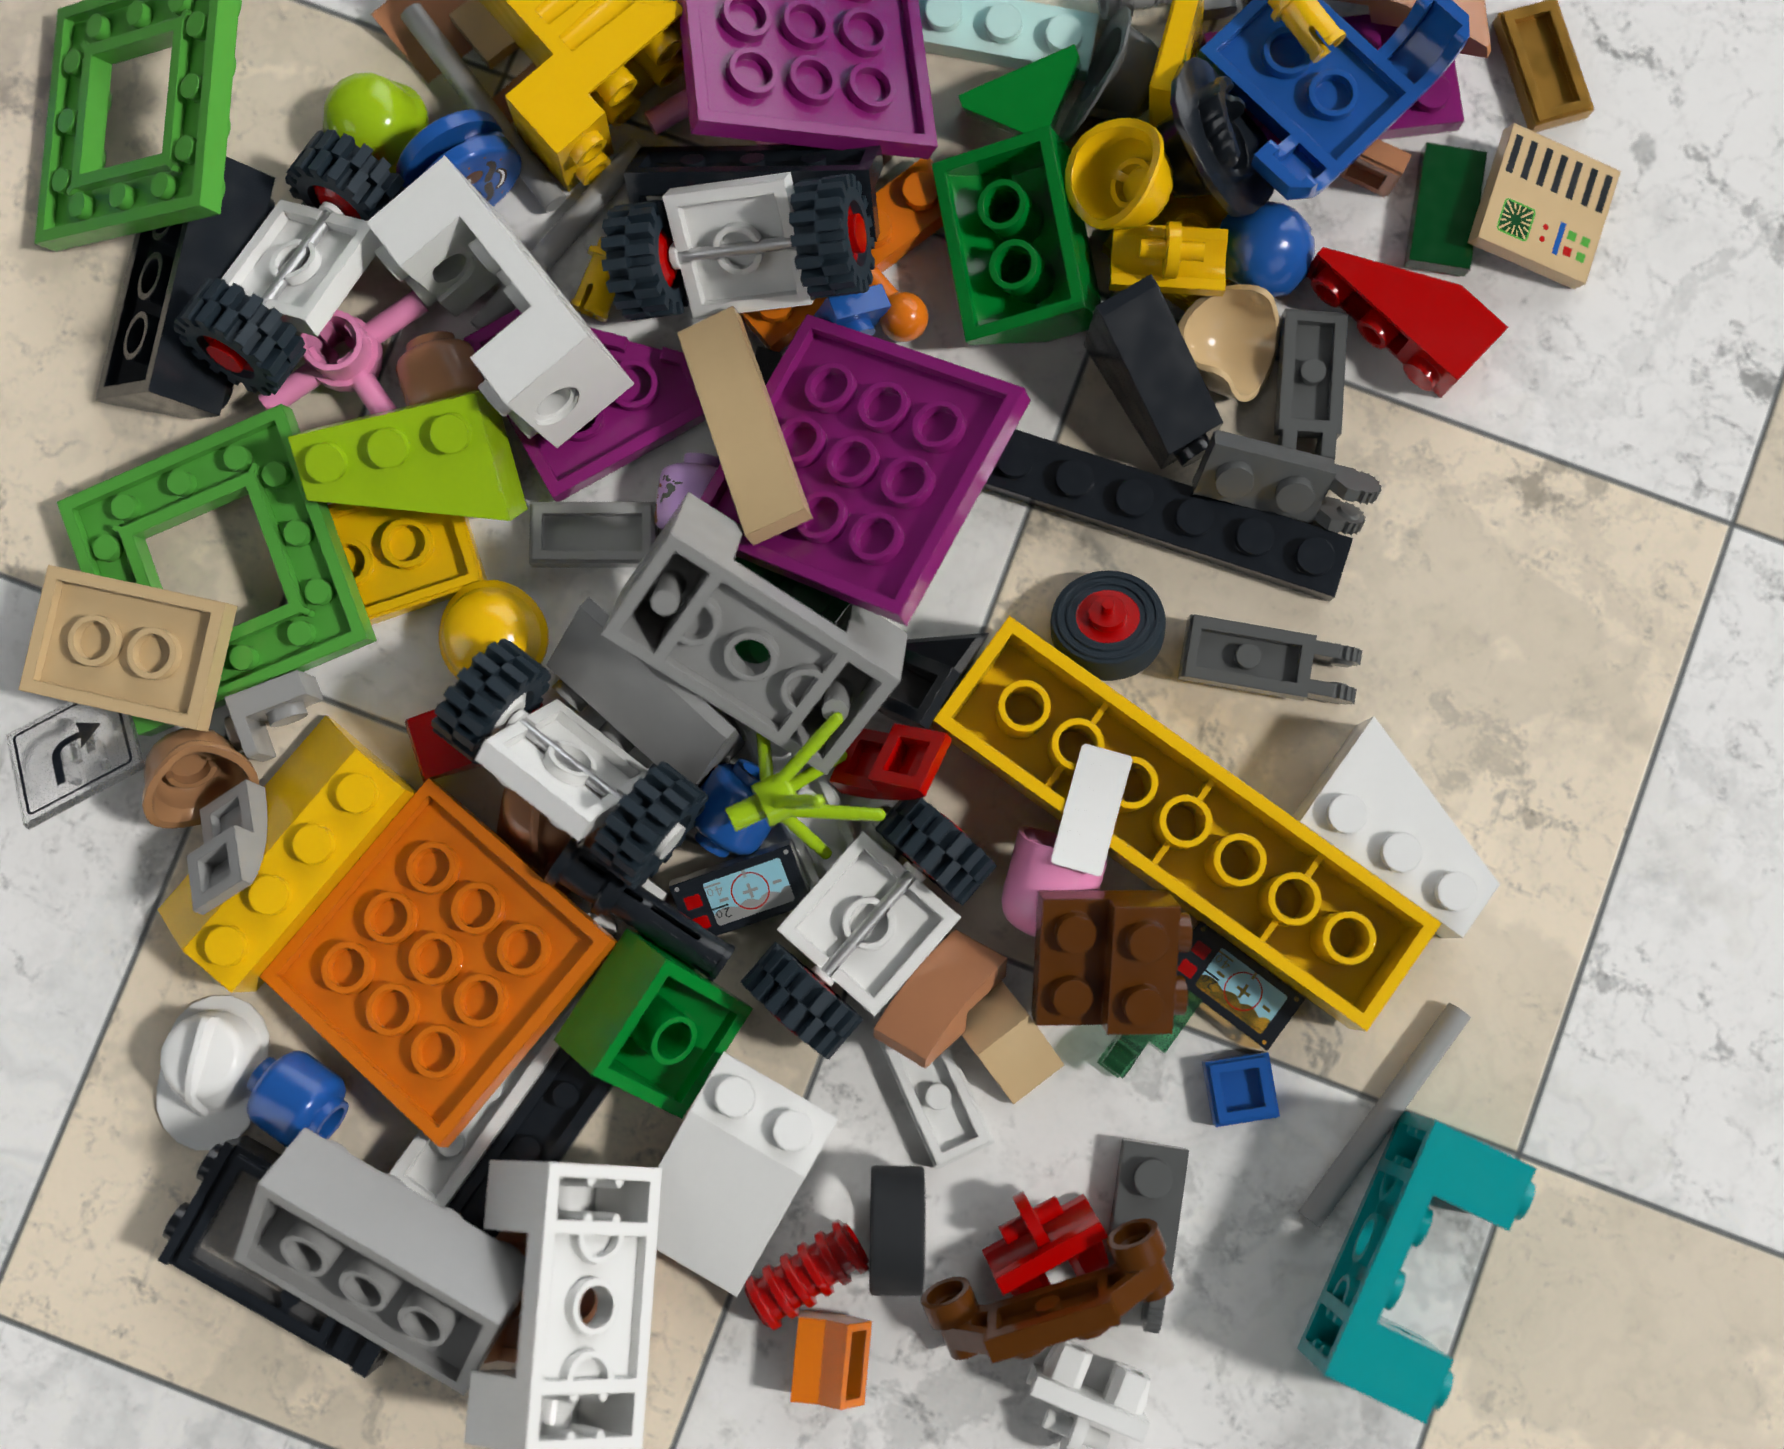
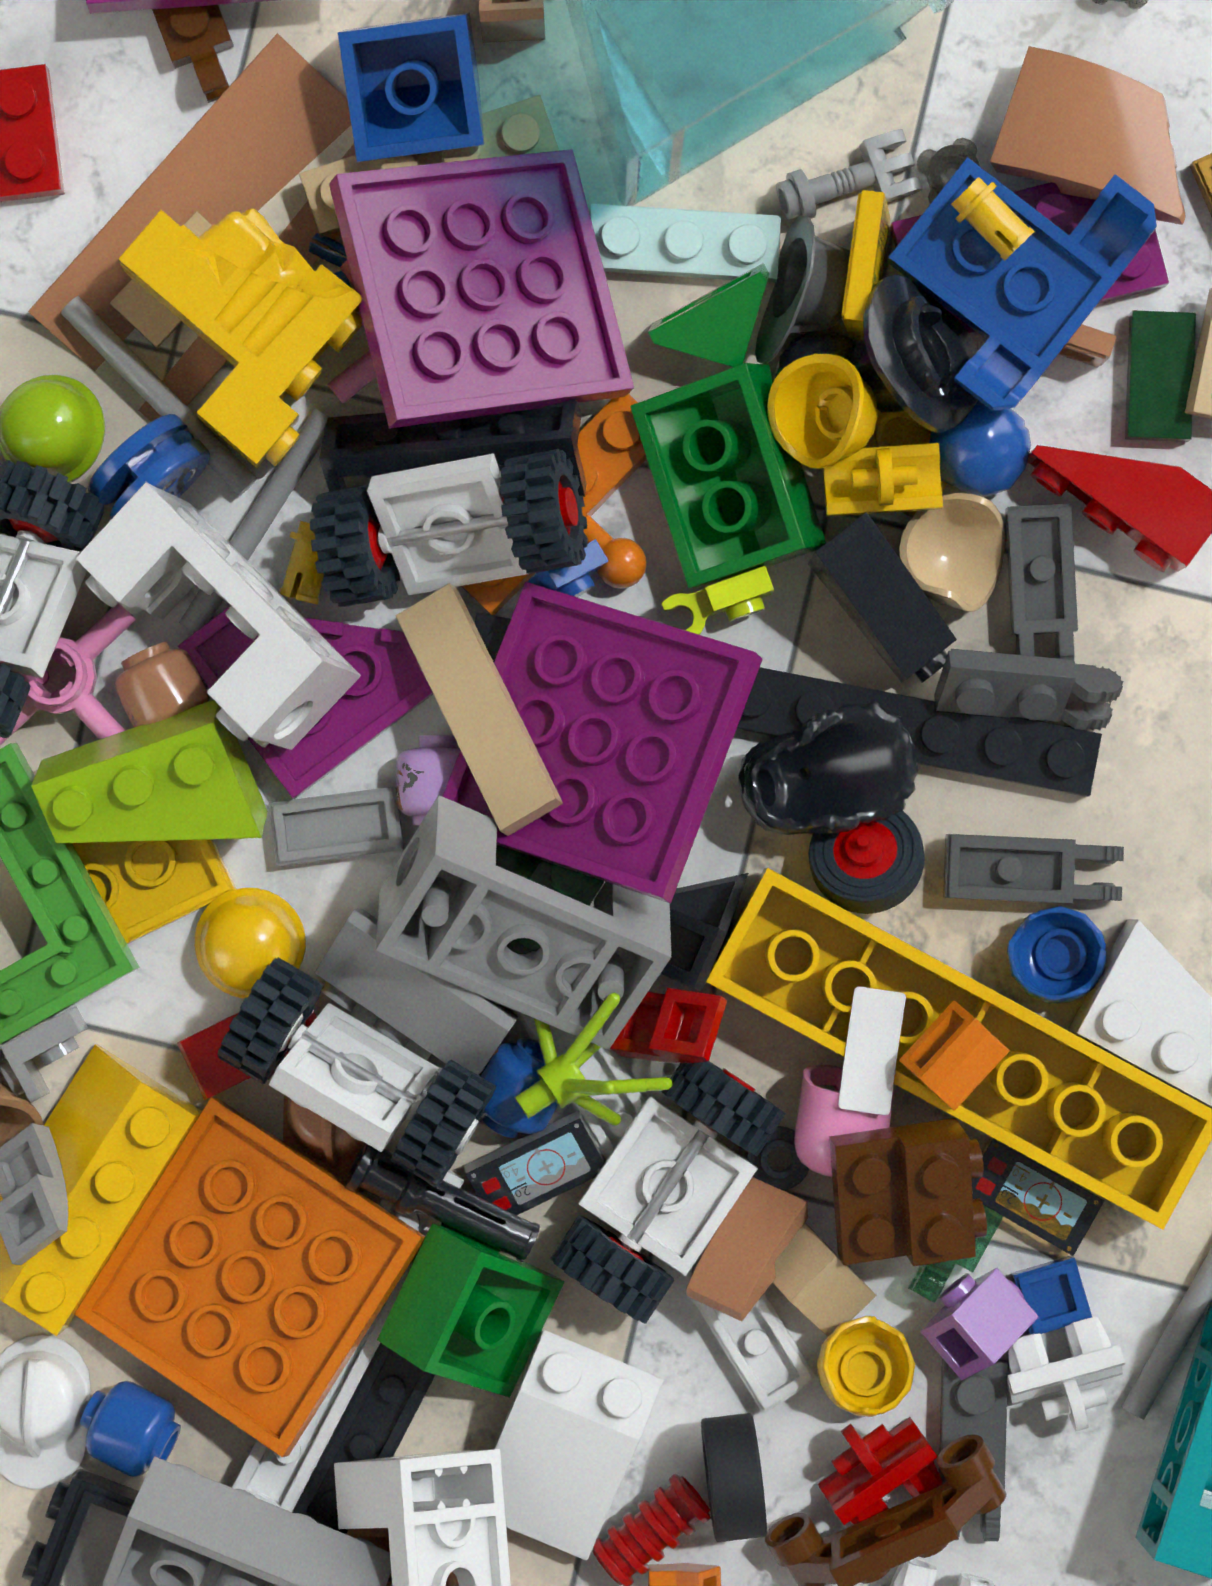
camera: 15 degrees left, 5 degrees up
(985, 935) = (782, 1179): none -> black plate
(1007, 358) = (737, 596): none -> neon yellow plate
(1045, 1134) = (866, 1366): none -> yellow hair
(1108, 529) = (857, 769): none -> black piece
(1165, 1104) = (978, 1322): none -> brick
(1175, 823) = (954, 1055): none -> orange piece
(1273, 1161) = (1091, 1362): none -> white hips
(1286, 746) = (1057, 955): none -> blue hair

